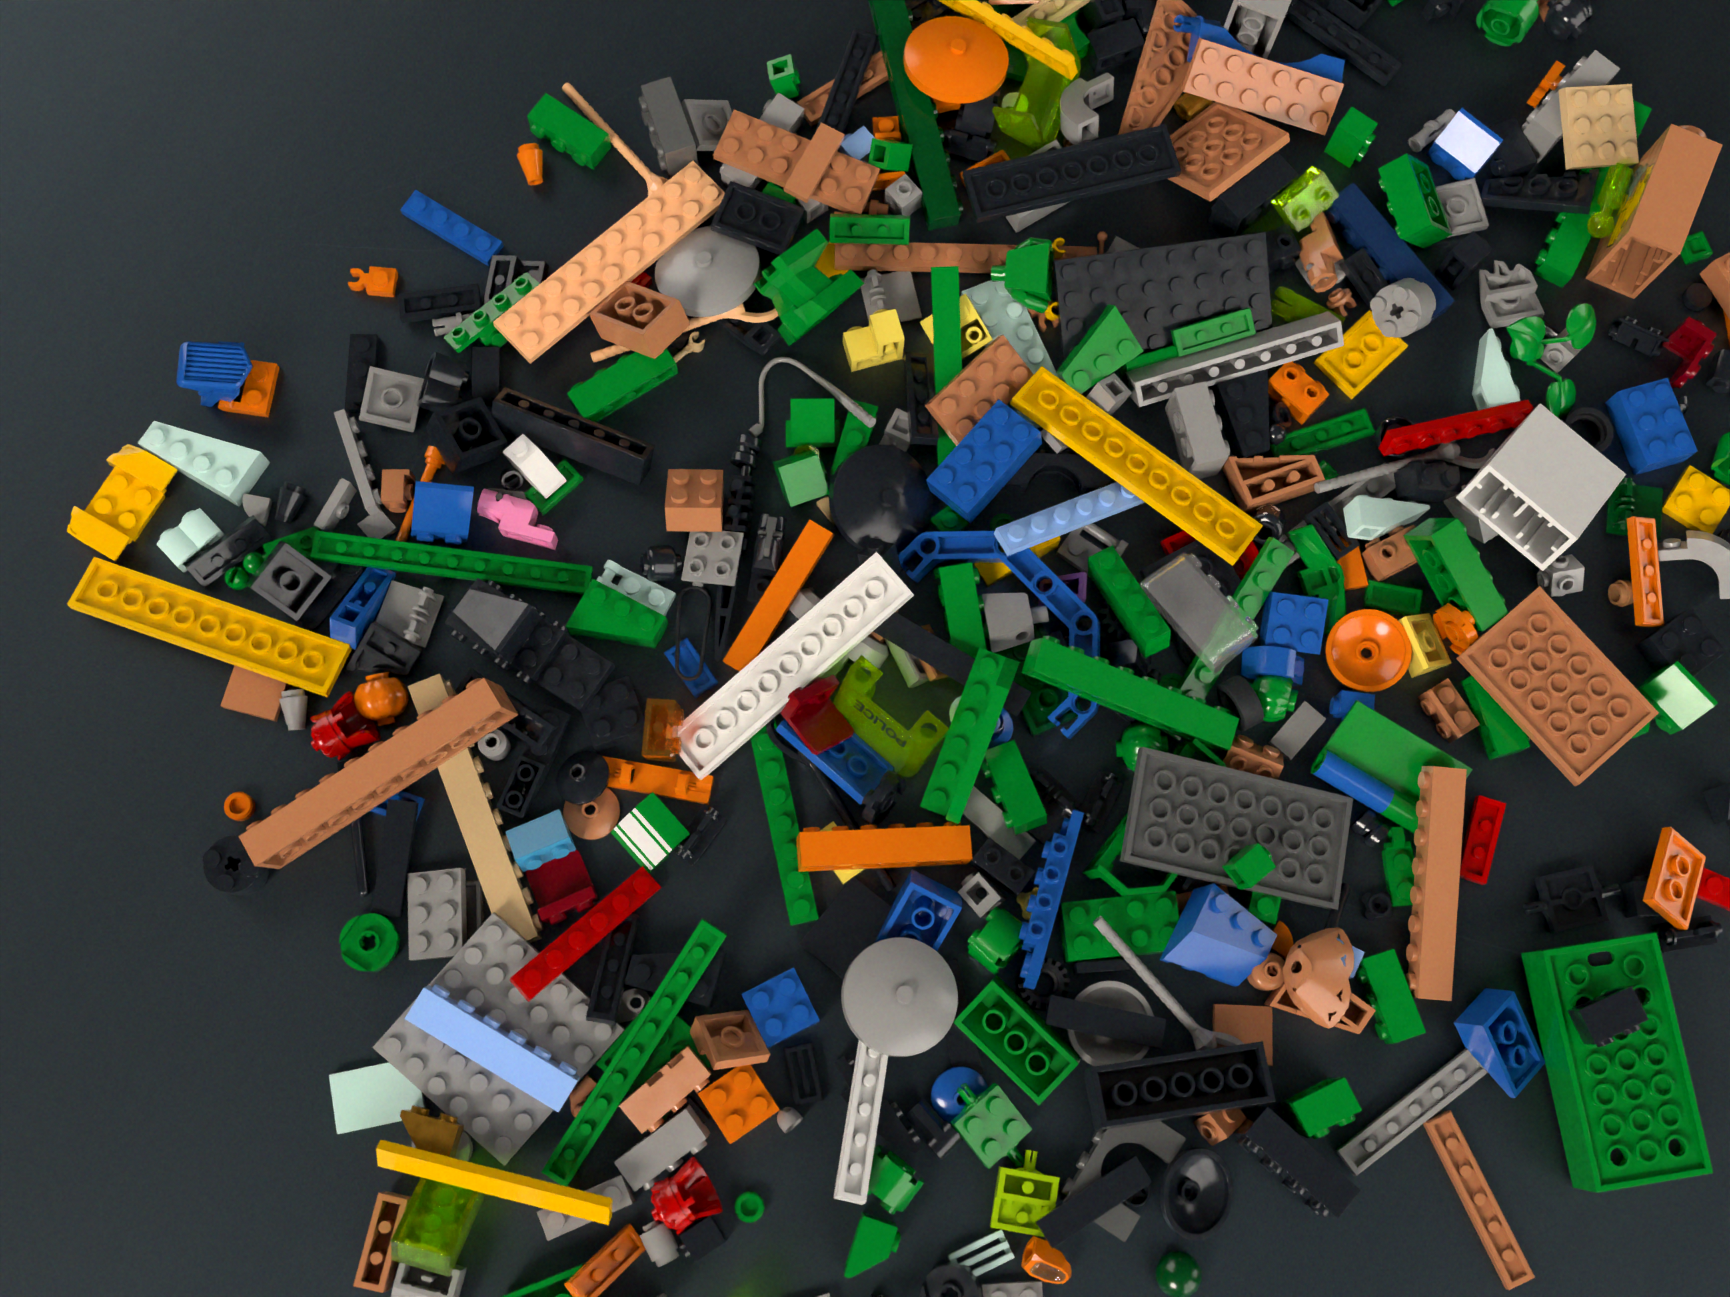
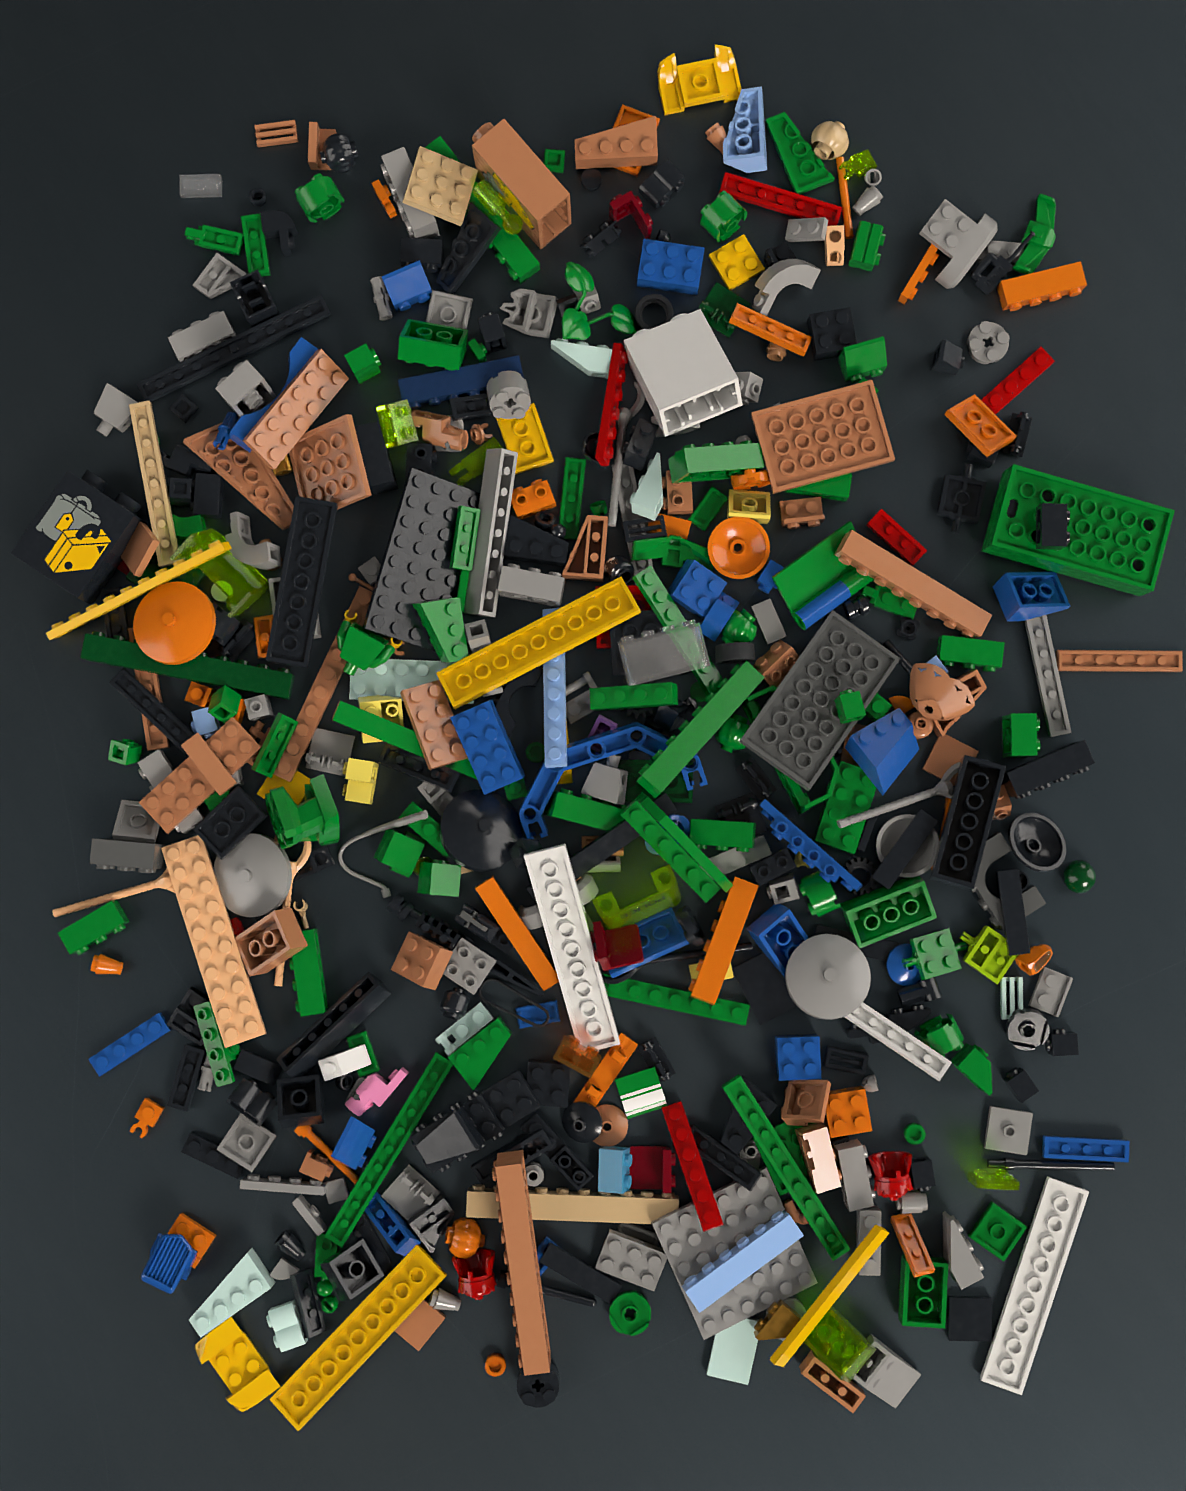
camera: 55 degrees left, 10 degrees up
(1435, 256) = (478, 350): none -> green plate

